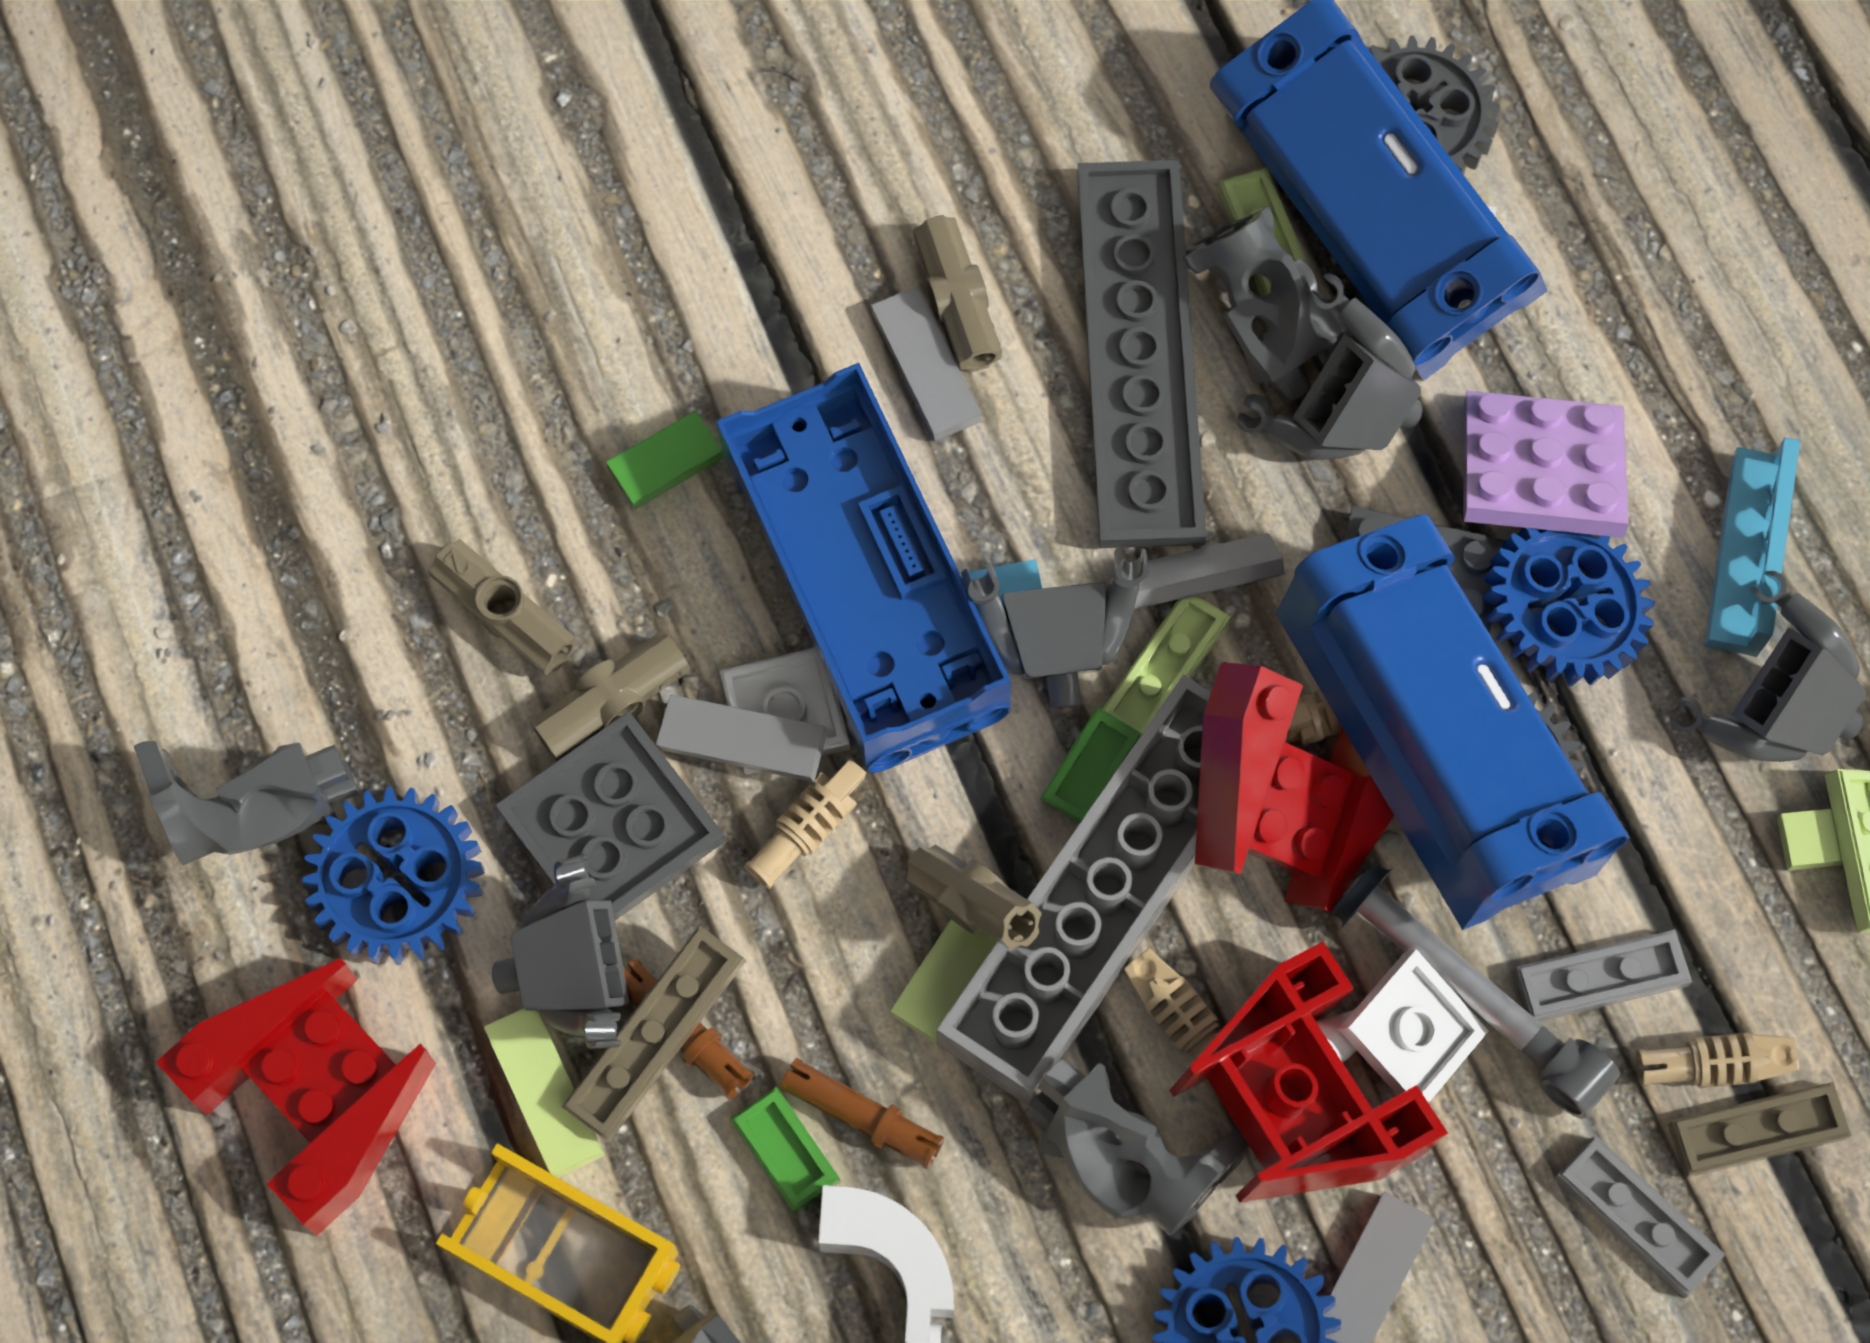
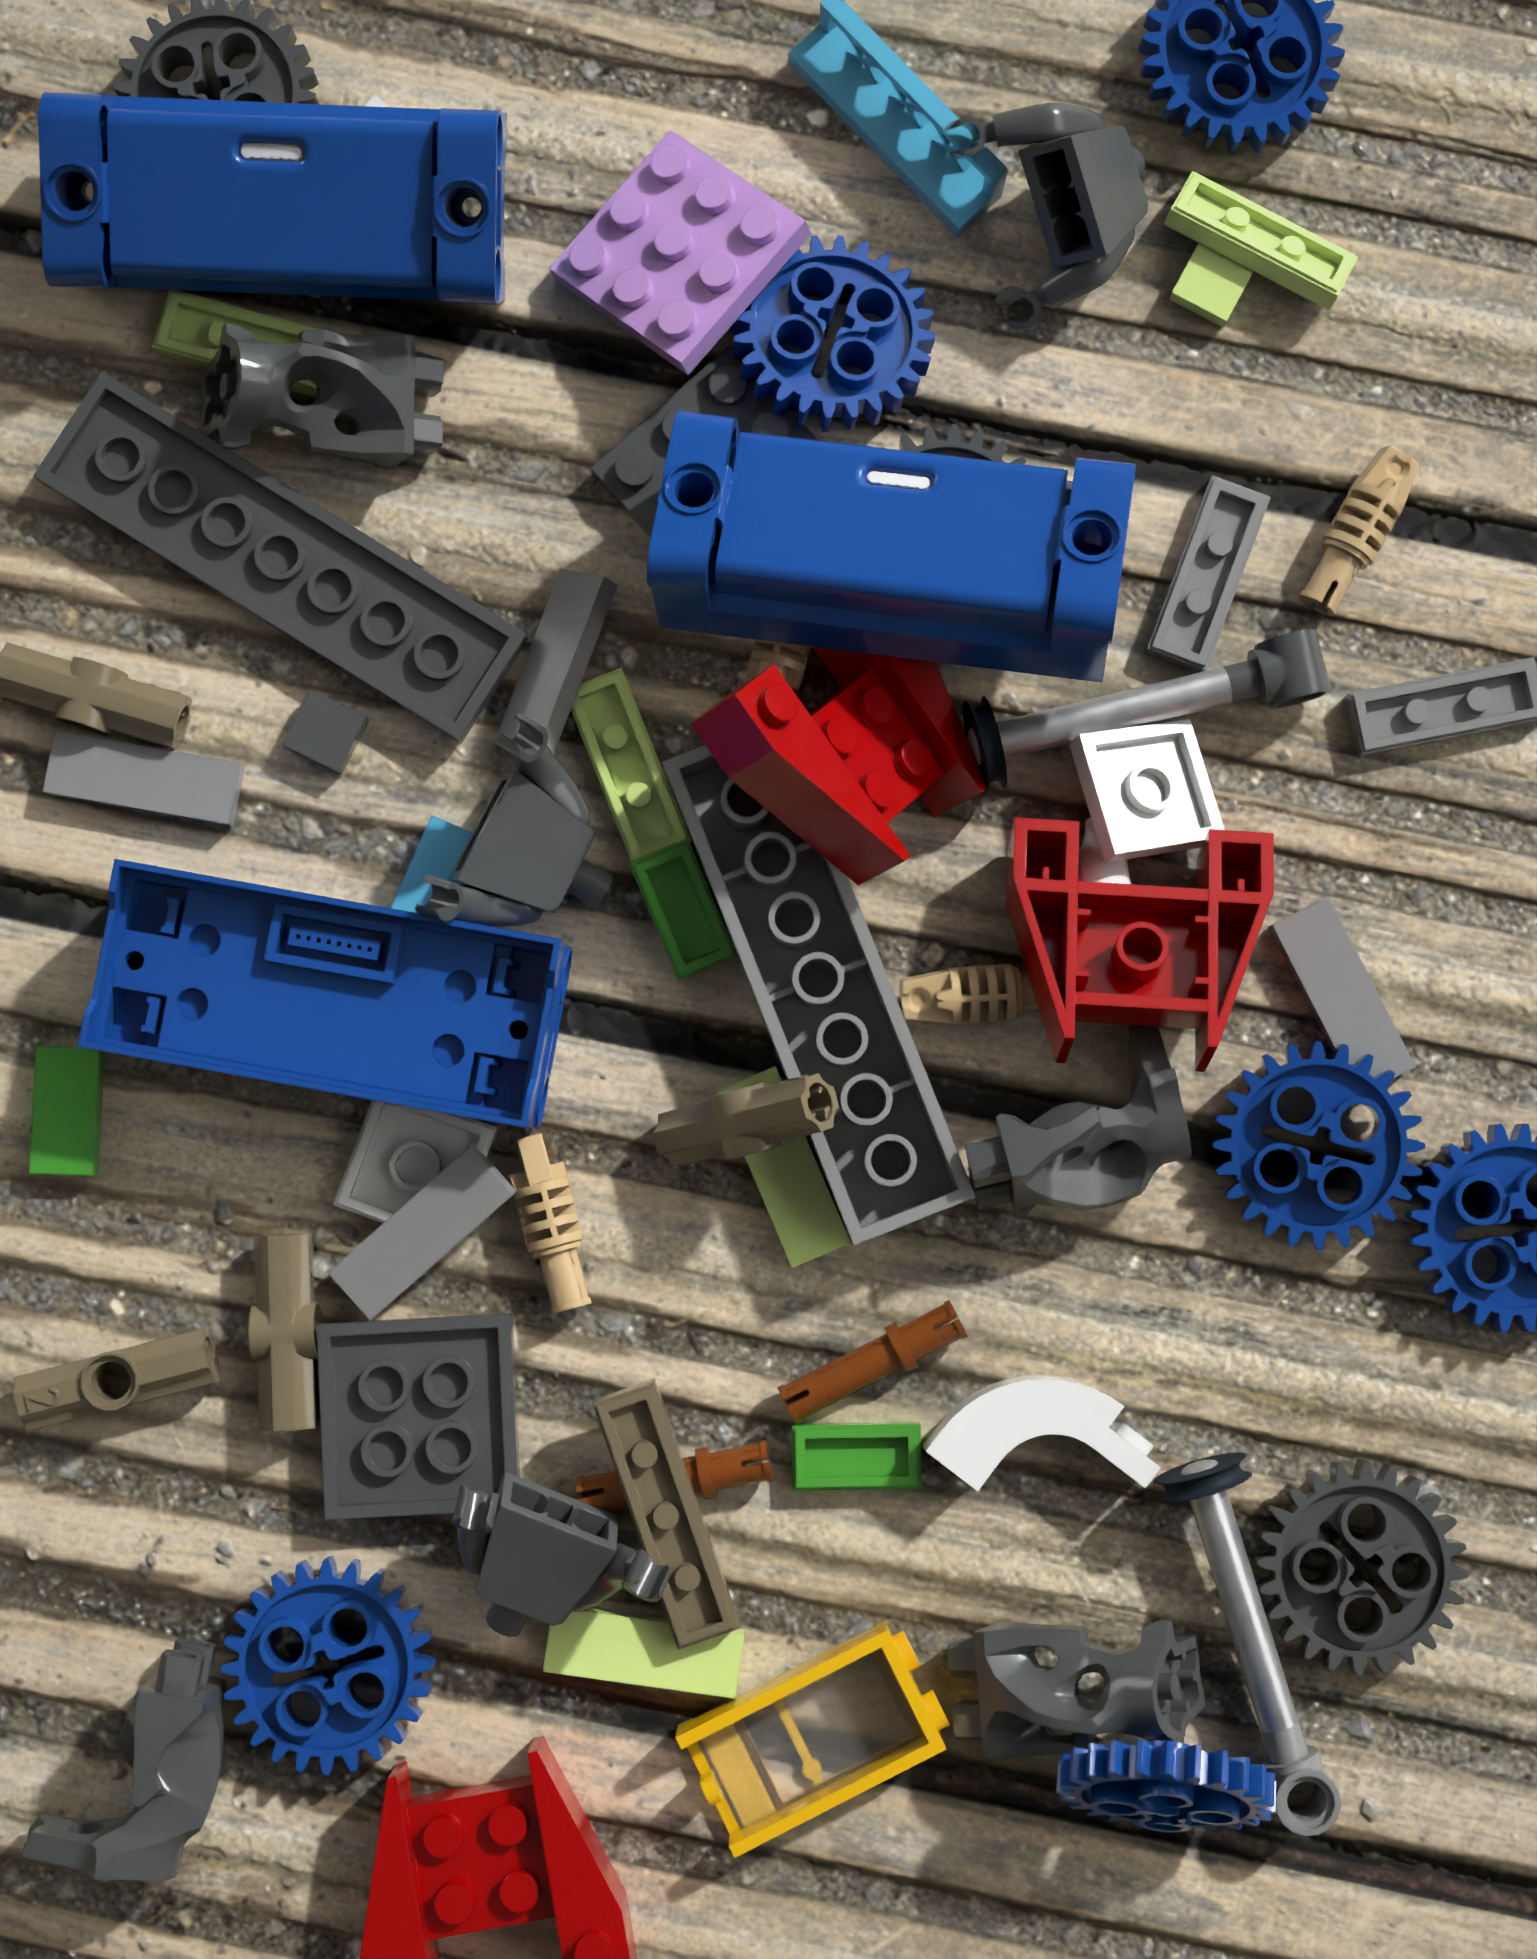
camera: 55 degrees left, 15 degrees up
(1042, 456) = (325, 731): none -> dark grey tile
(1356, 397) = (489, 383): dark grey torso -> none
(1759, 1130) = (1442, 539): dark tan tile -> none

